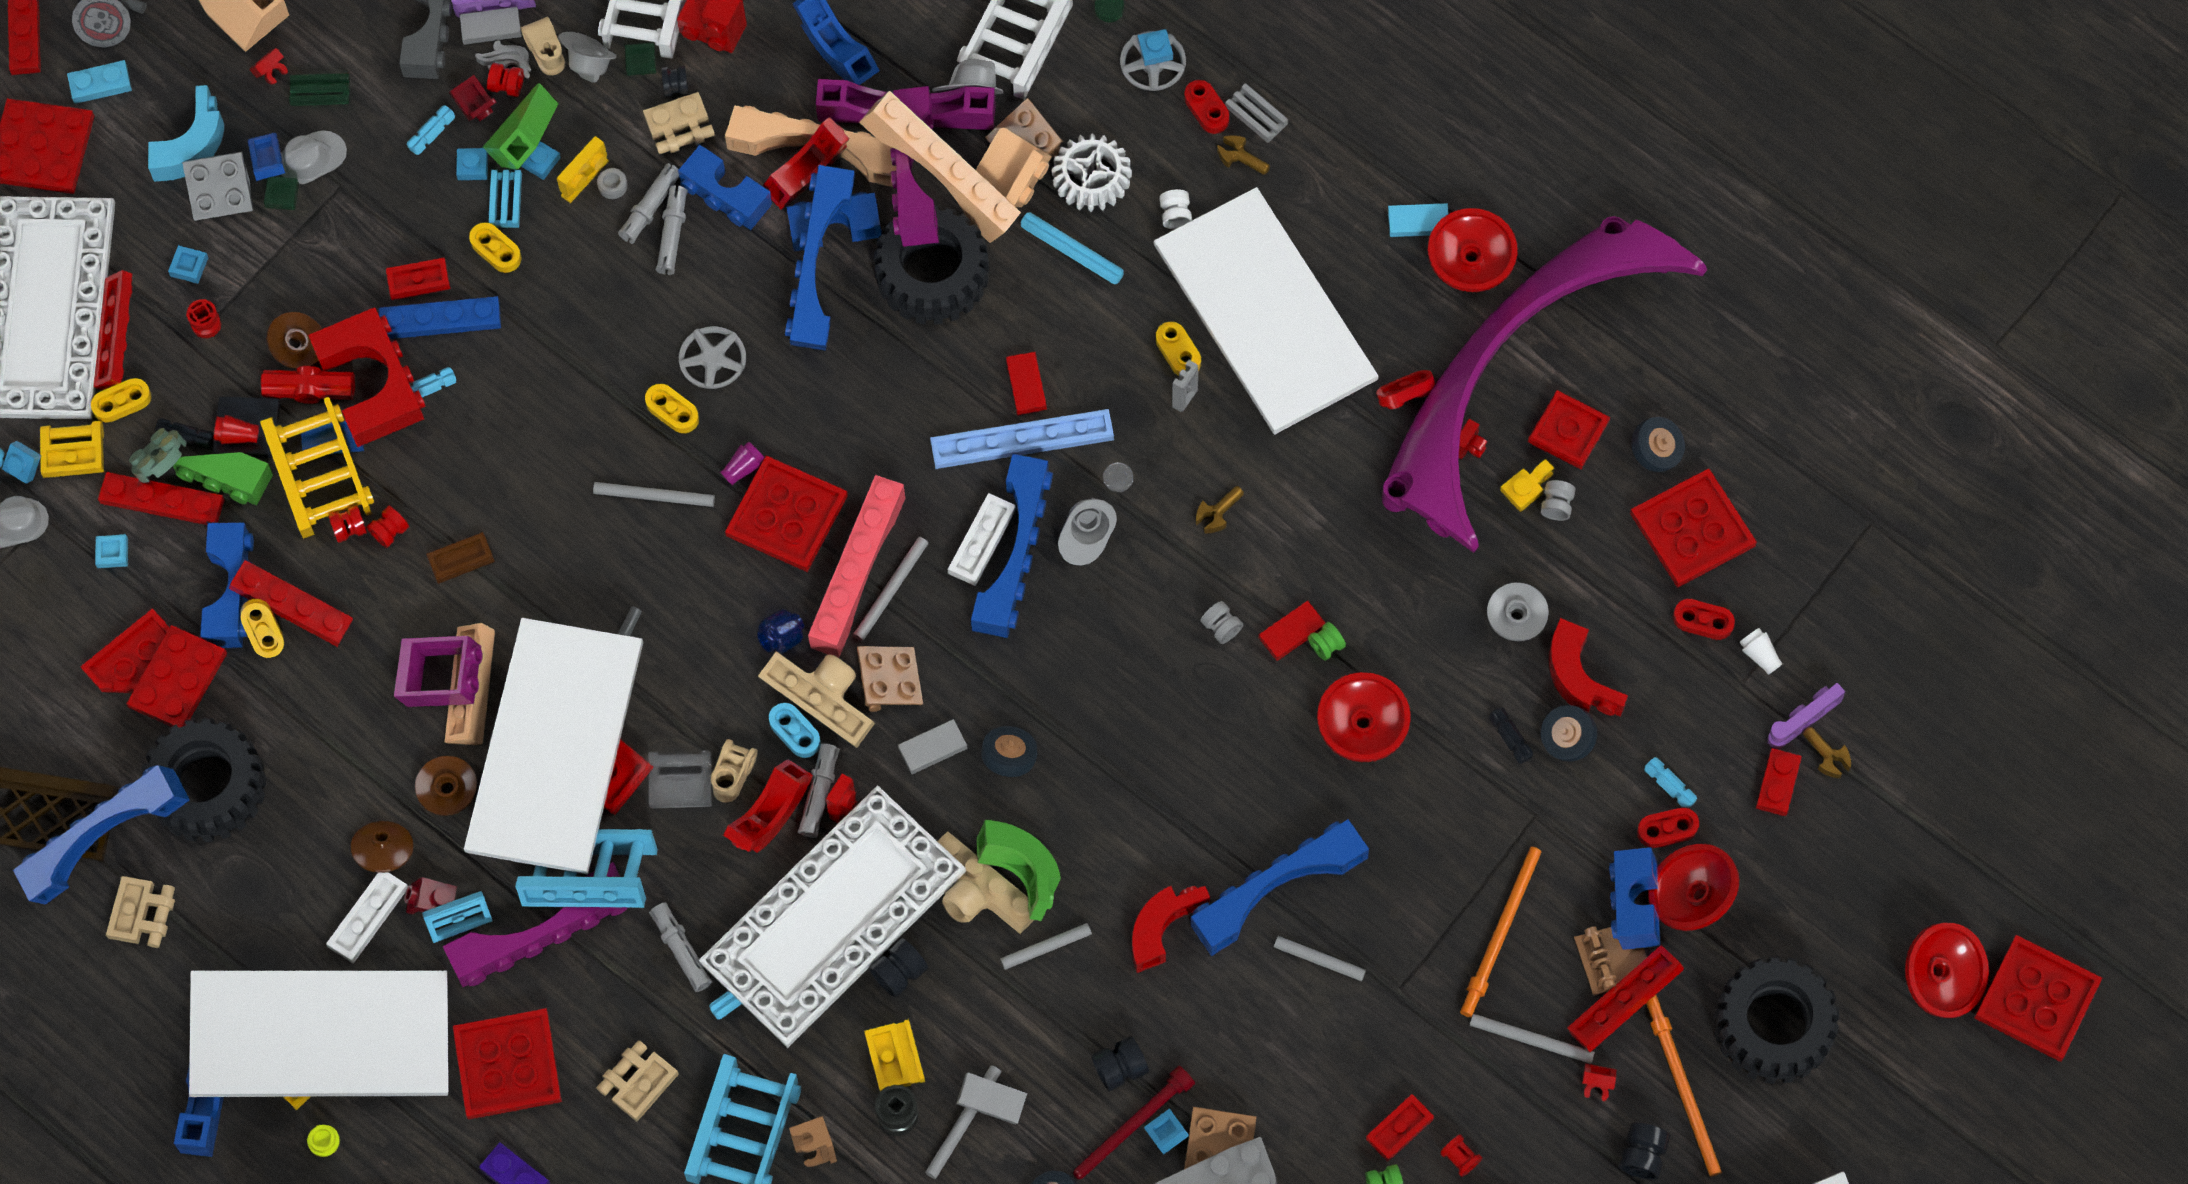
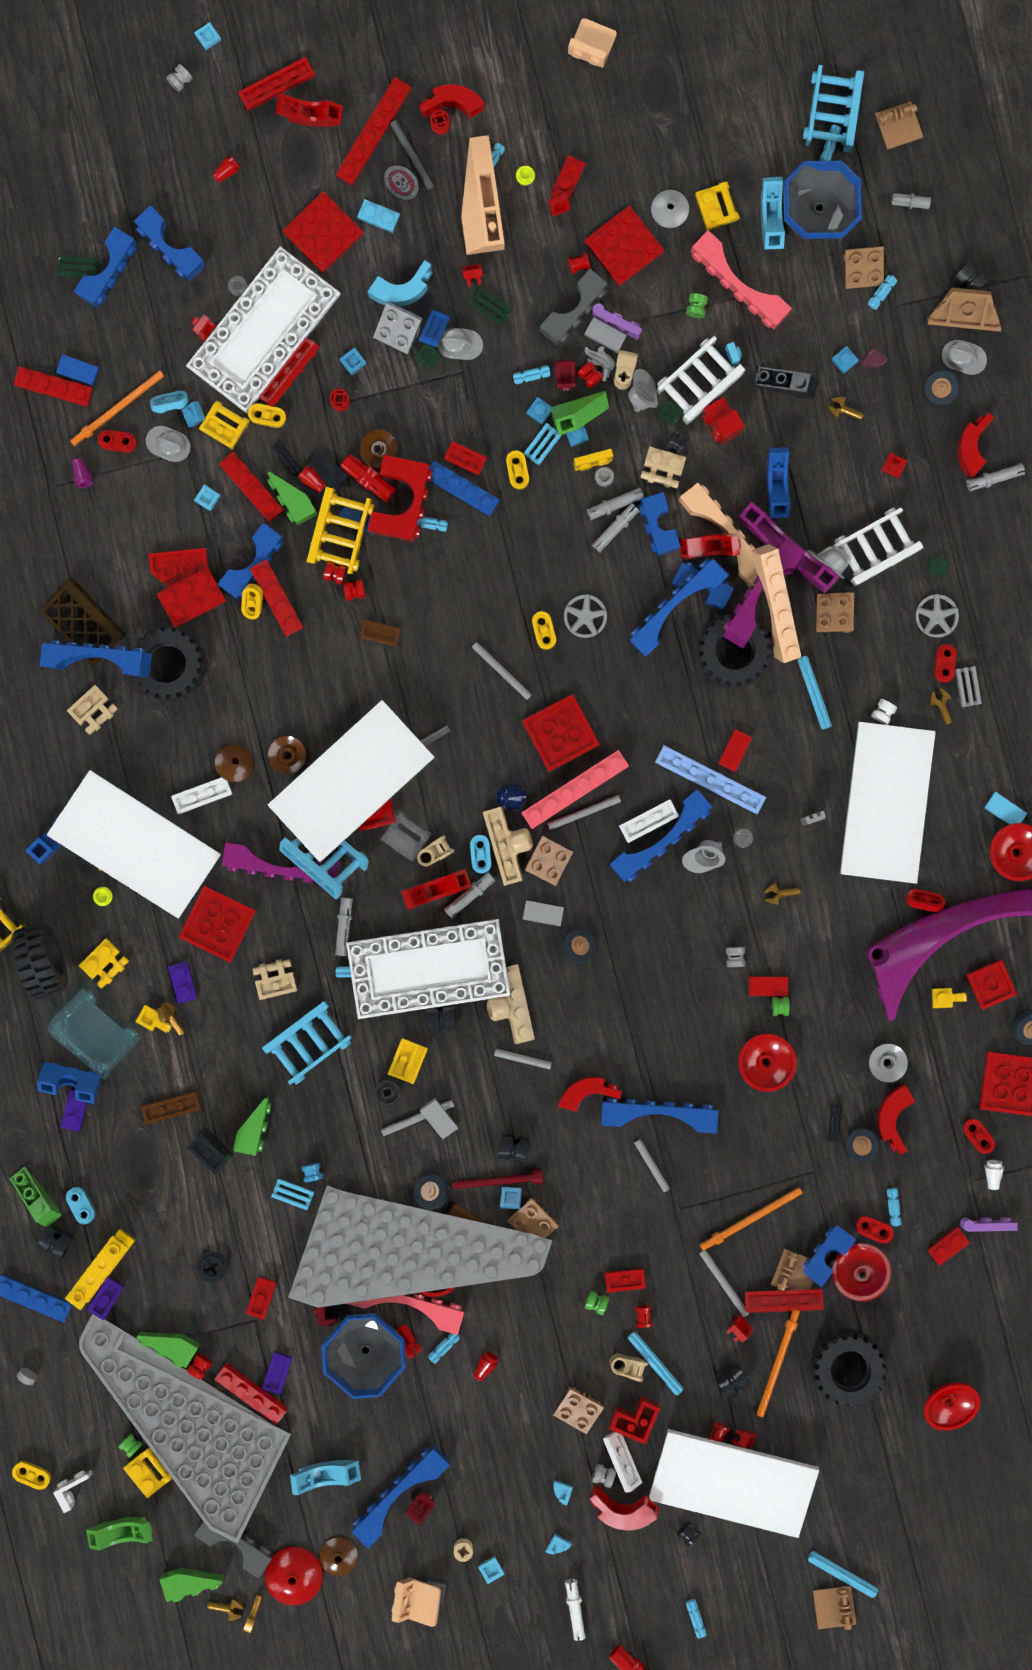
camera: 30 degrees right, 20 degrees up
(157, 455) = (263, 464): sand green plate -> none
(412, 666) = (309, 682): magenta window -> none
(428, 894) = (239, 809): dark red bracket -> none
(455, 912) = (245, 829): medium azure tile -> none
(467, 722) = (337, 707): light nougat slope -> none
(742, 463) = (558, 688): magenta cone -> none
(811, 1137) = (337, 1079): medium nougat hinge -> none
(841, 798) = (476, 913): red plate -> none
(1013, 166) = (816, 626): light nougat bracket -> none
(1026, 857) = (545, 1011): bright green arch -> none
(1110, 183) = (860, 665): white gear -> none
(1155, 47) = (943, 611): dark azure plate -> none
(1177, 347) = (825, 789): yellow plate -> none
(1471, 441) = (937, 957): red tile -> none
(1558, 500) = (958, 1015): light grey wheel -> none
(1828, 754) = (984, 1250): pearl gold bar -> none
(2038, 998) = (986, 1449): red plate -> none

